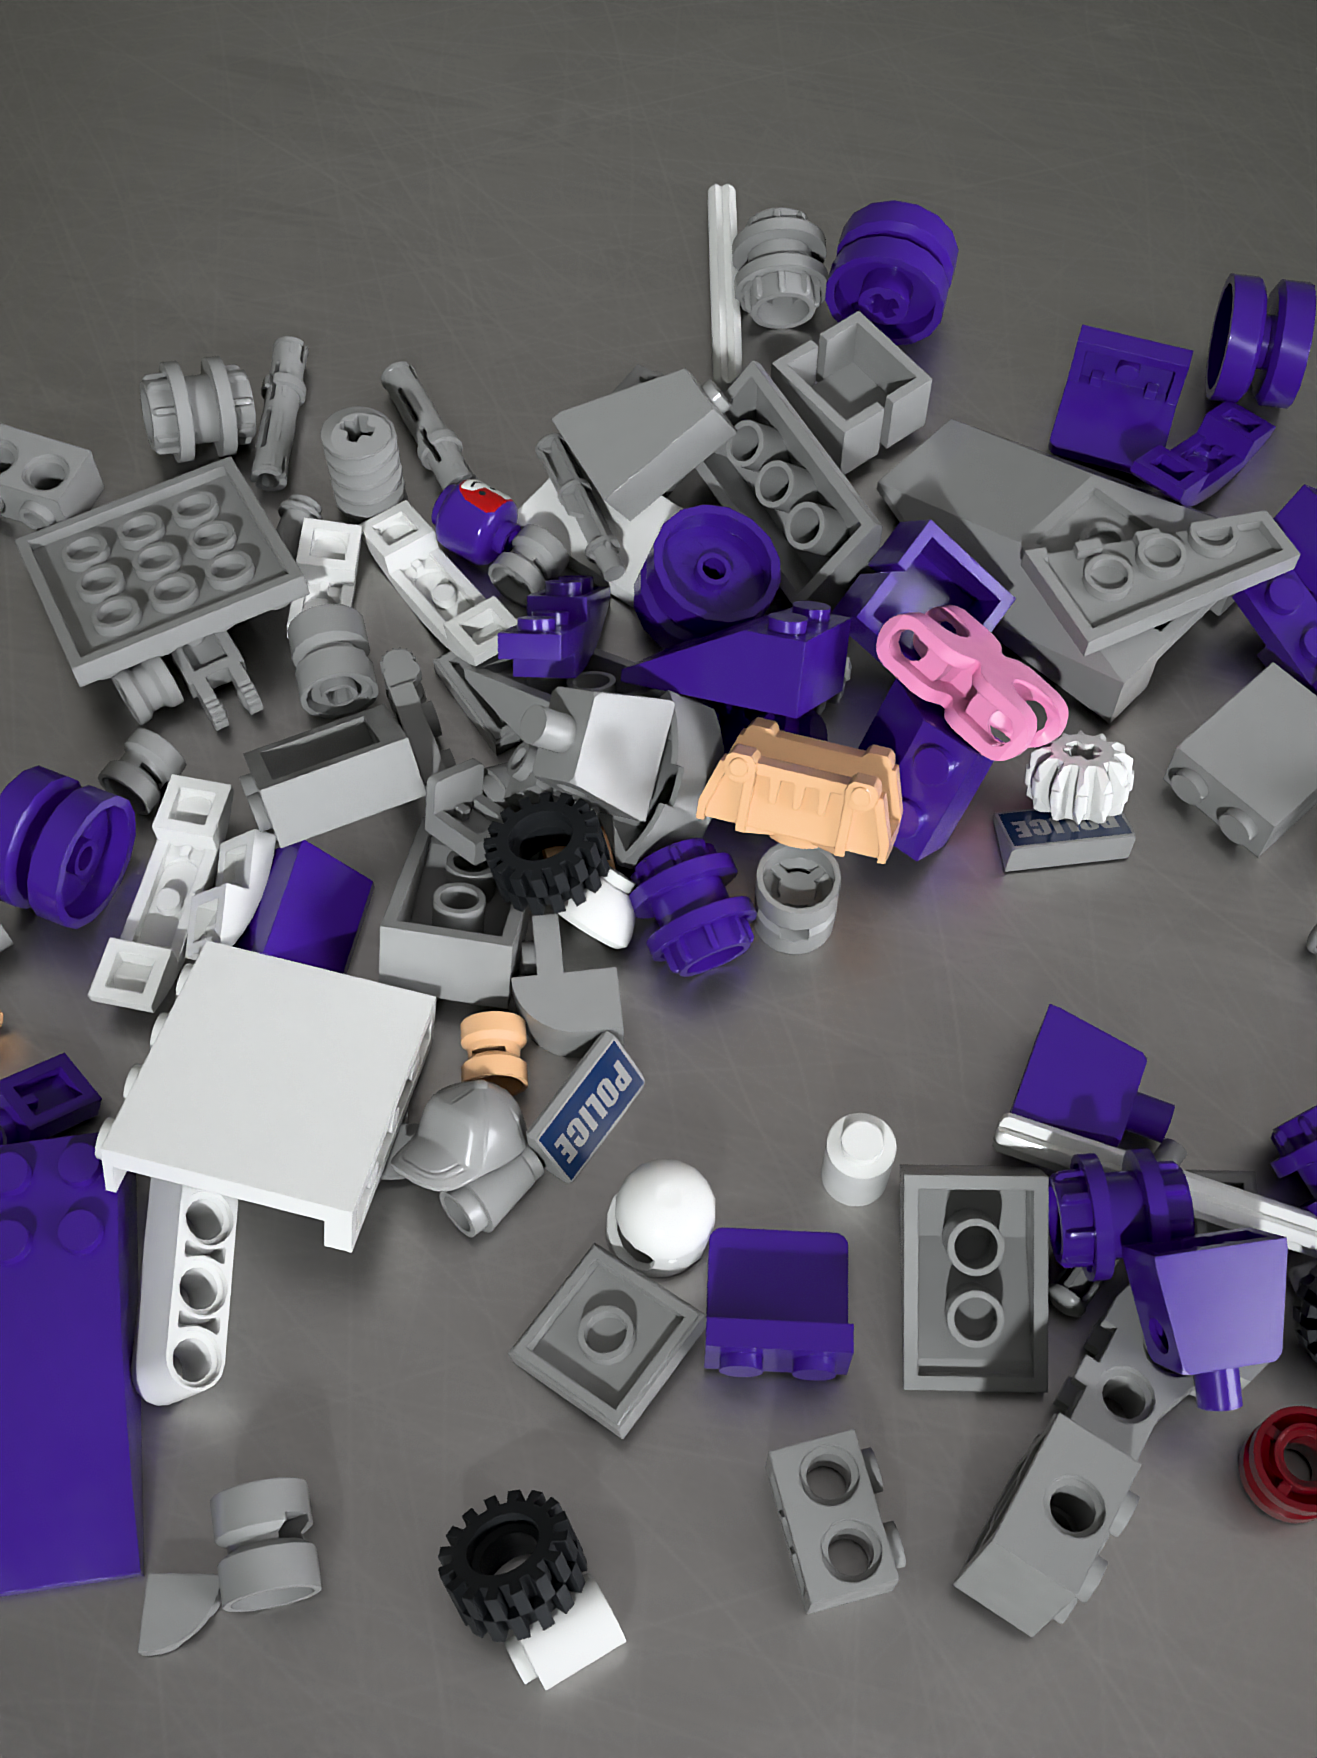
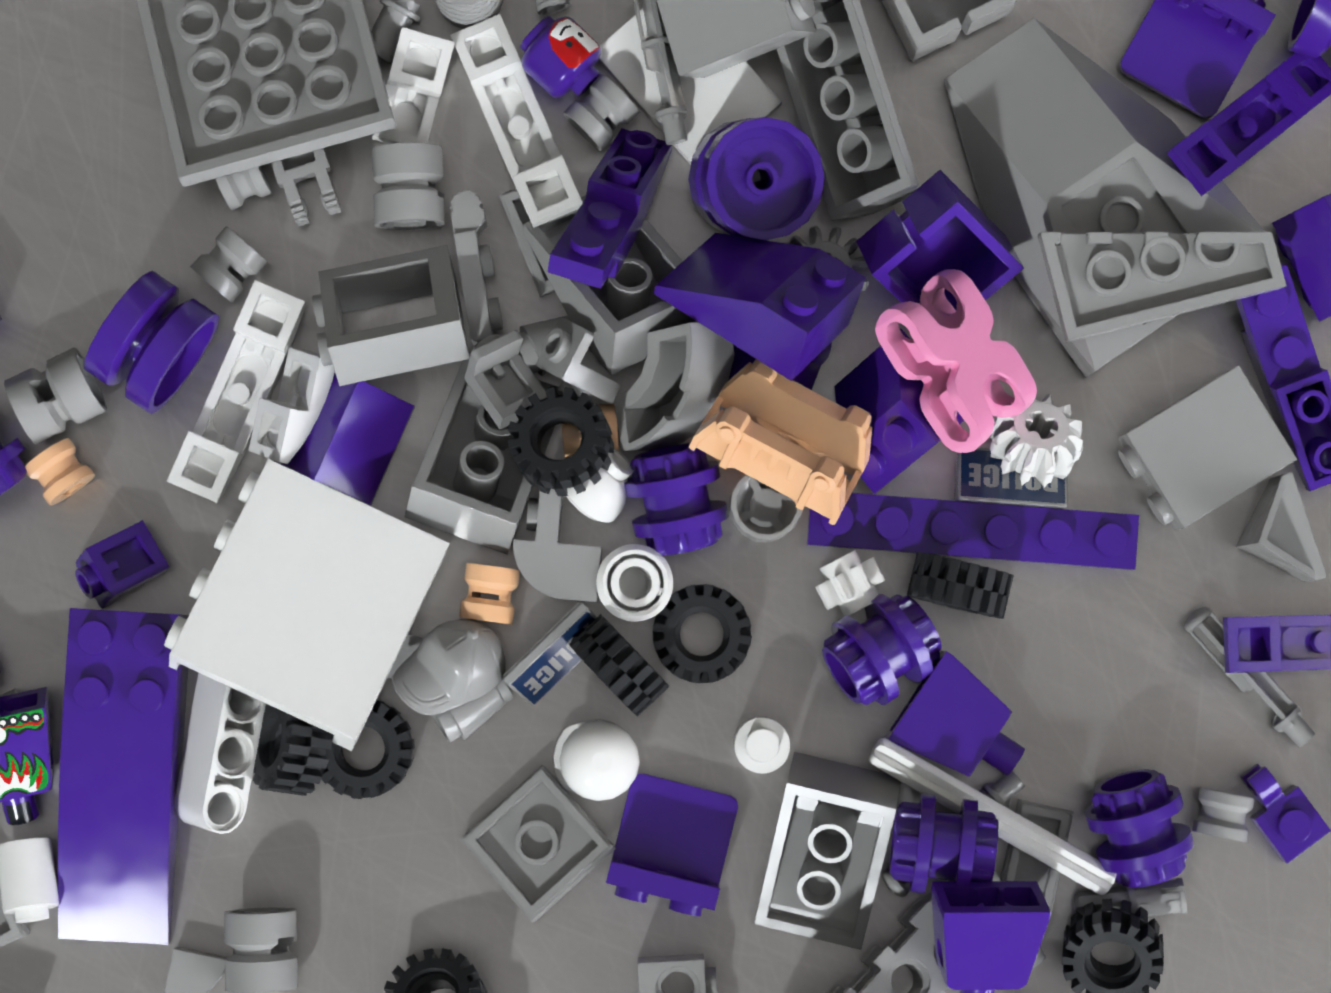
camera: 10 degrees right, 25 degrees up
(273, 1267) = (289, 754): none -> black tyre
(389, 1299) = (388, 772): none -> black tyre
(600, 747) = (622, 366): torso -> none
(663, 1001) = (634, 582): none -> white brick
(666, 1094) = (618, 665): none -> black tyre
(758, 1018) = (735, 639): none -> black tyre
(915, 963) = (850, 583): none -> white gear
(972, 1022) = (889, 644): none -> dark purple piece
(1035, 893) = (980, 531): none -> dark purple plate
(1043, 933) = (960, 585): none -> black tyre

